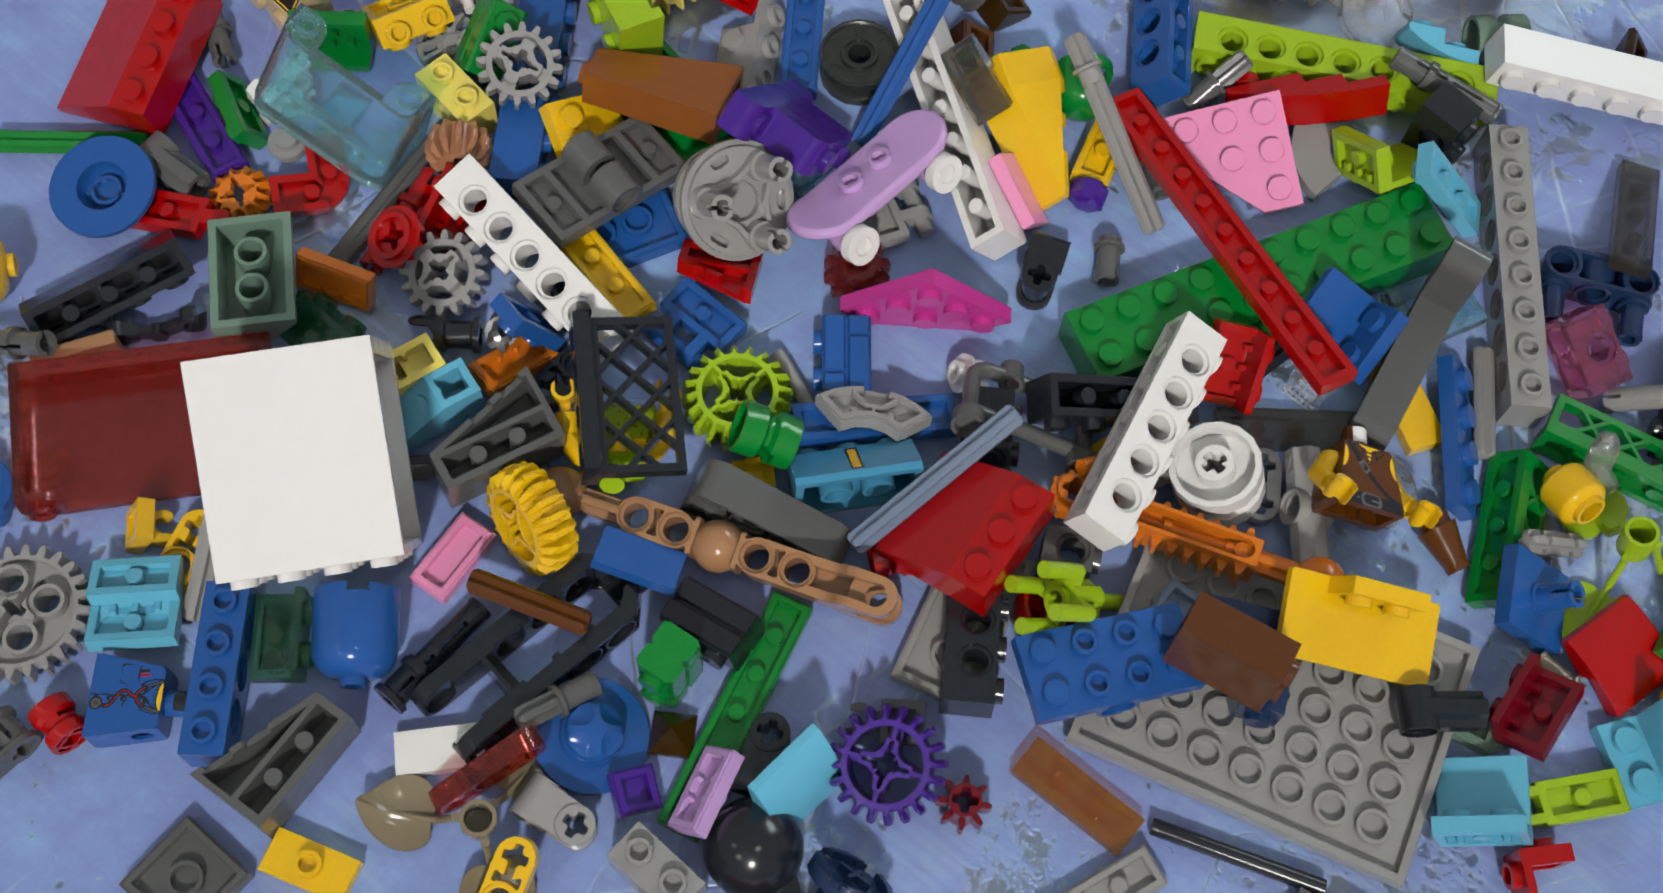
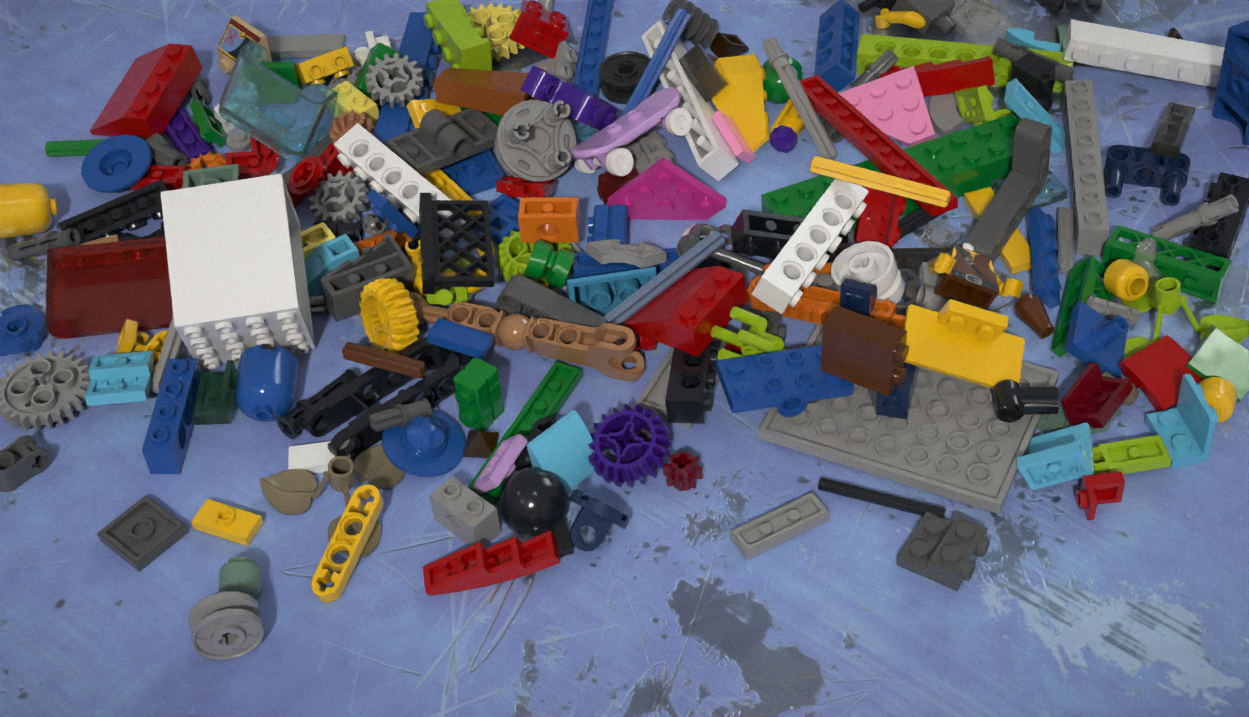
camera: 10 degrees right, 20 degrees down
(59, 722) = (65, 446): red wheel -> none
(131, 702) = (112, 434): blue torso -> none
(282, 763) = (212, 460): dark grey wedge -> none
(453, 558) = (329, 357): bright pink tile -> none
(487, 770) = (374, 440): clear red beam -> none
(549, 807) = (398, 484): light grey piece -> none
(634, 791) = (452, 466): dark purple tile -> none
(722, 626) = (517, 374): black brick -> none
(763, 356) = (549, 219): none -> orange brick
(1040, 271) = (750, 180): black piece -> none
(1077, 796) = (766, 468): clear orange tile -> none
(1108, 250) = (797, 170): dark grey pin -> none
(1214, 534) = (858, 296): none -> dark blue brick
(1250, 339) = (880, 181): none -> yellow axle
(1355, 320) = (970, 189): blue bracket -> none
(1569, 344) = (1134, 185): clear pink brick -> none

